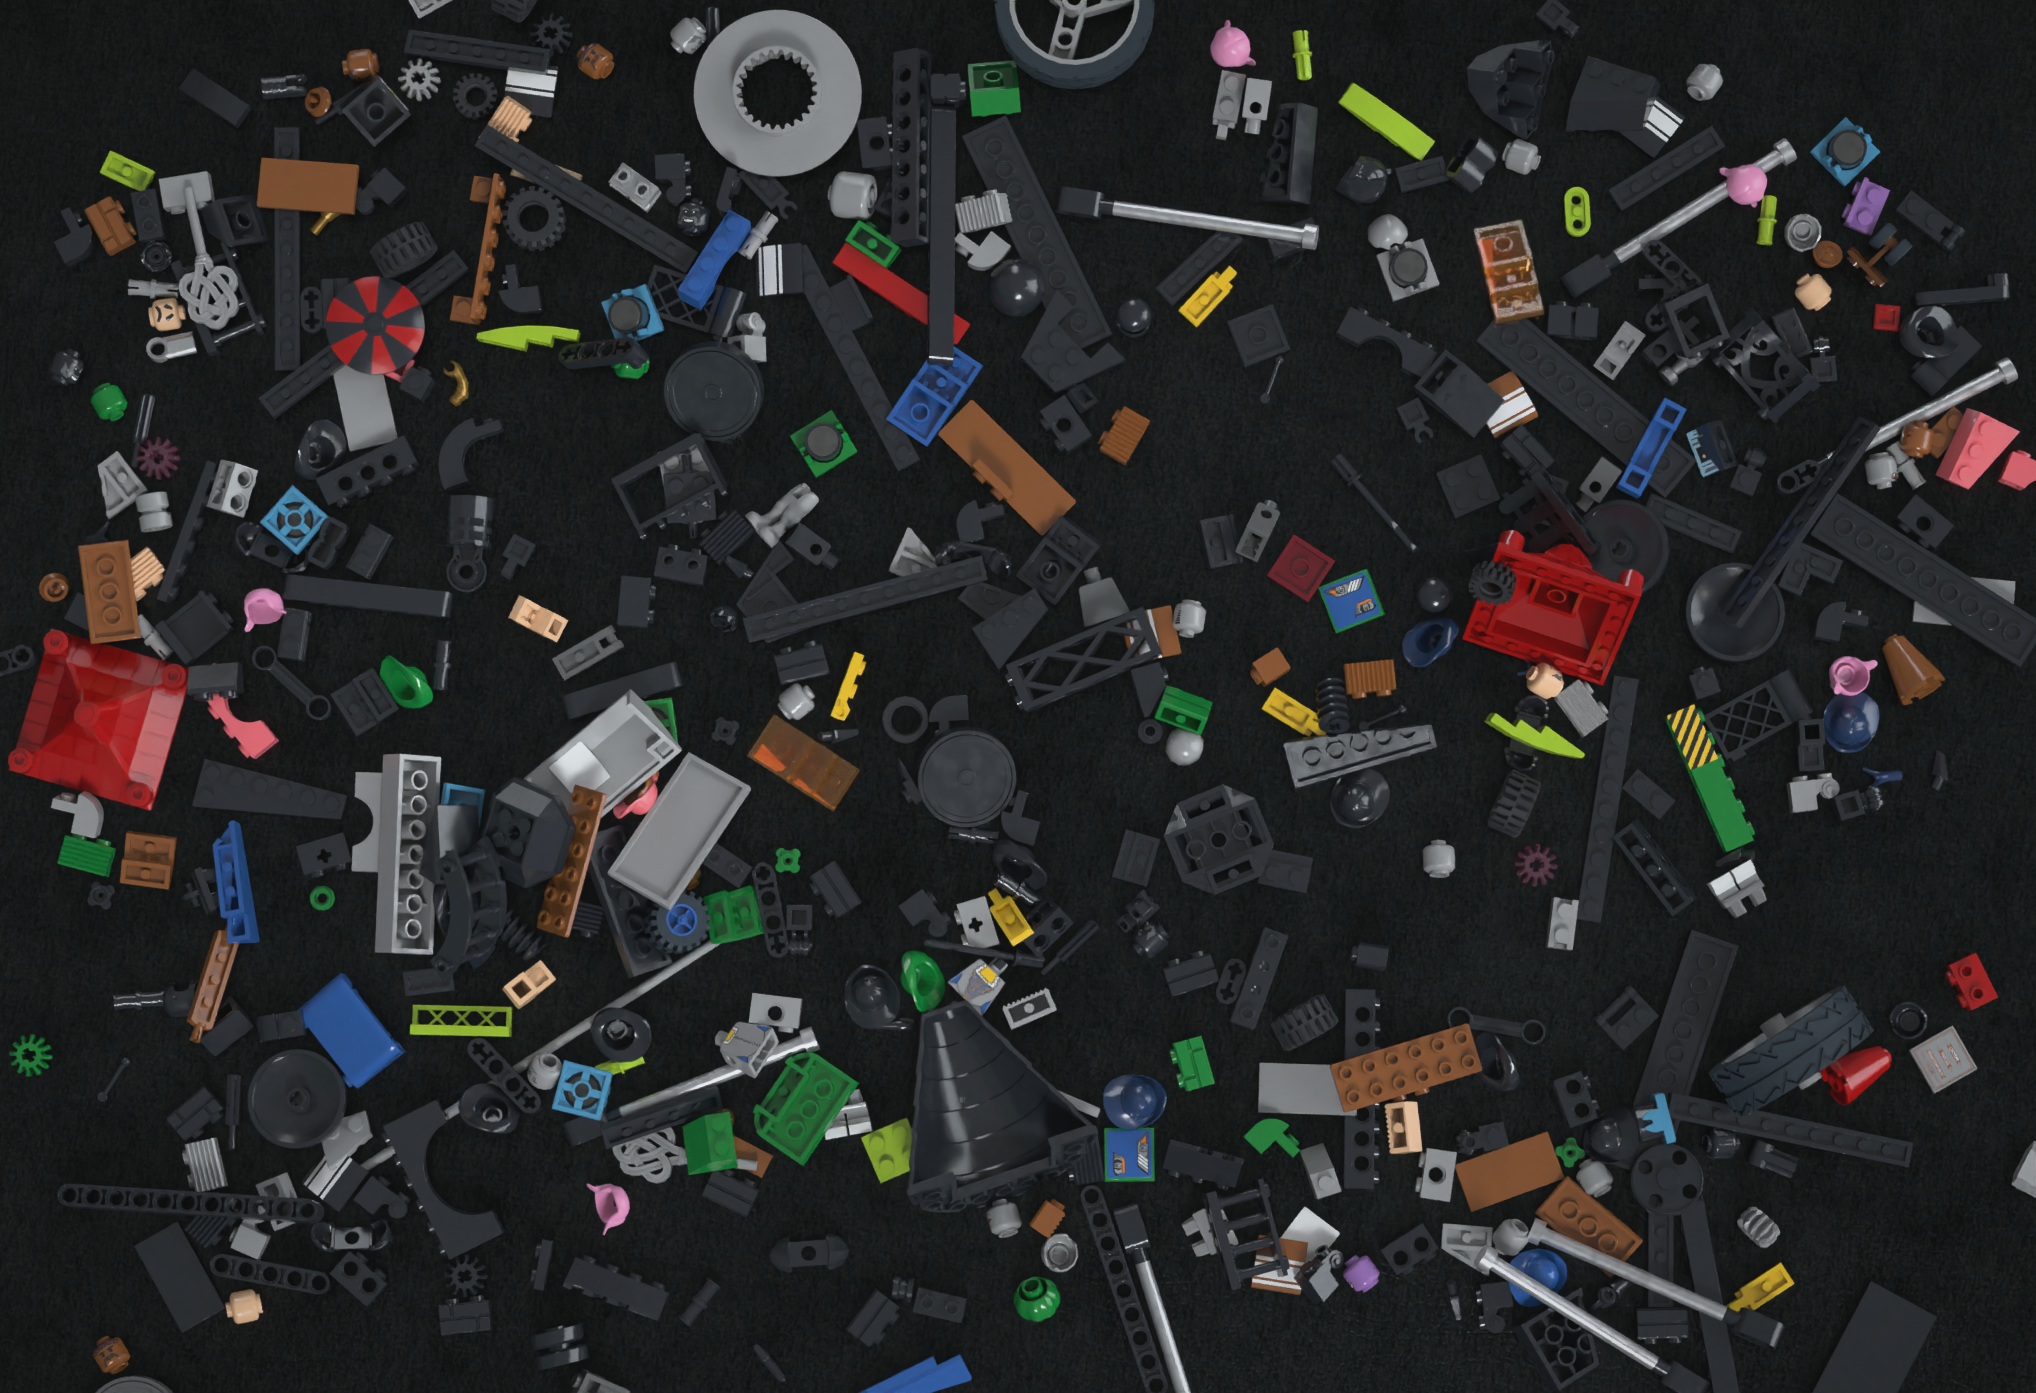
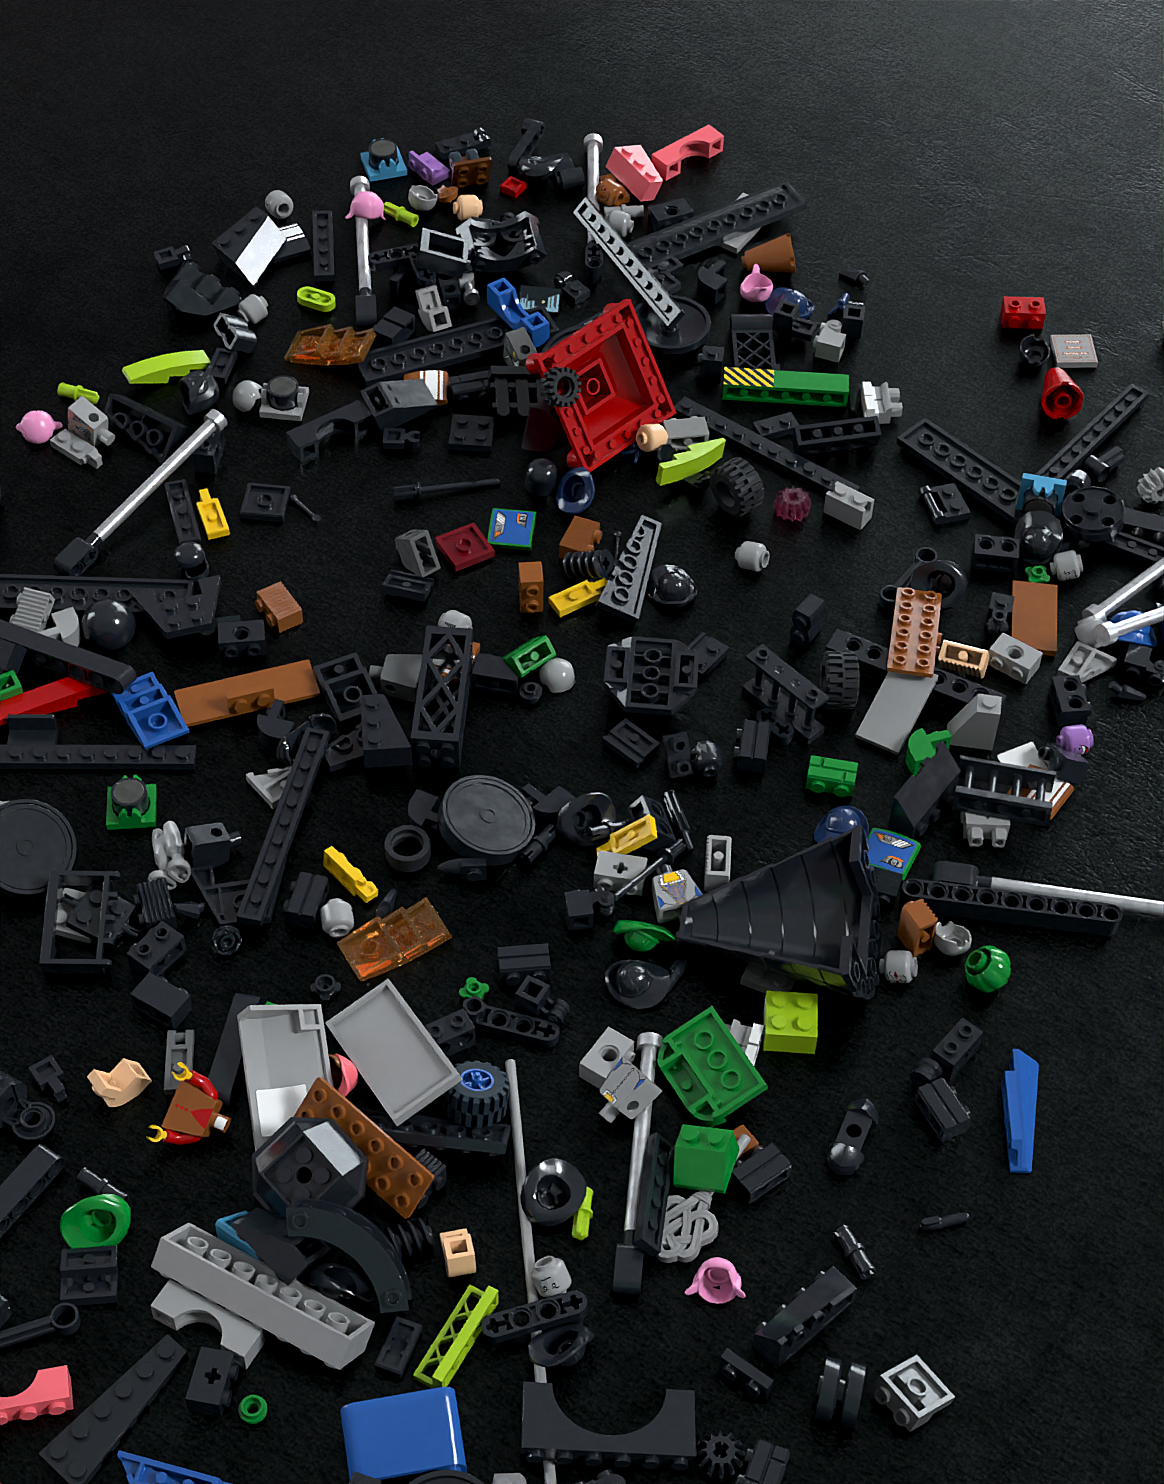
camera: 70 degrees left, 35 degrees down
(537, 697) = (192, 1111): none -> torso
(583, 1091) = (590, 1252): dark azure piece -> none
(733, 915) = (500, 1048): green slope -> none
(1586, 1220) = (1099, 583): dark orange tile -> none
(1791, 1051) = (1031, 385): black wheel -> none

